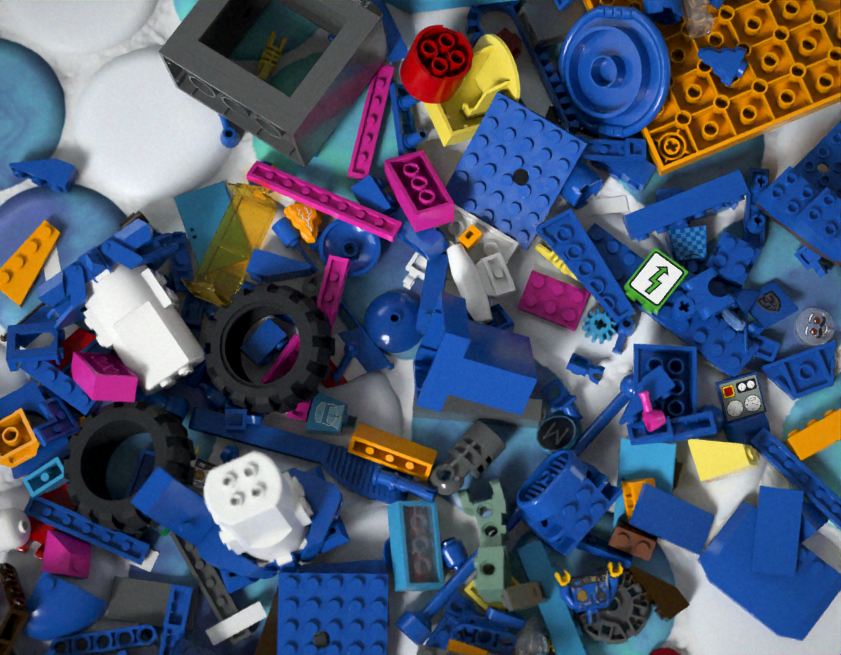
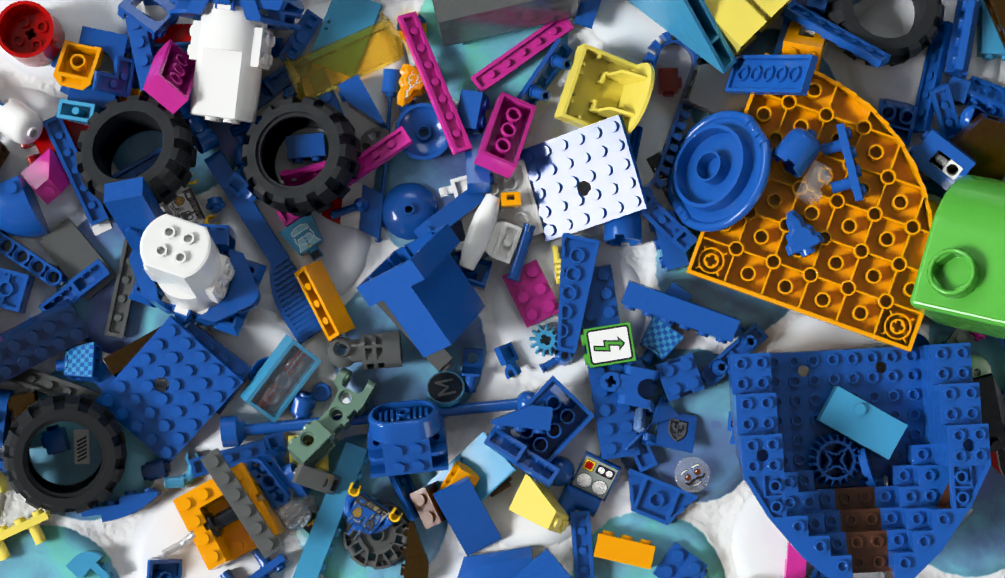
camera: 40 degrees right, 10 degrees up
(236, 623) = (119, 322): white sticker -> none
(396, 482) = (306, 323): blue pin -> none
(436, 64) = (581, 64): red brick -> none
(458, 529) = (322, 392): none -> blue tile
(517, 273) = (521, 253): none -> blue pin
(602, 206) = (628, 257): white sticker -> none
(652, 418) = (514, 439): dark pink bar -> none

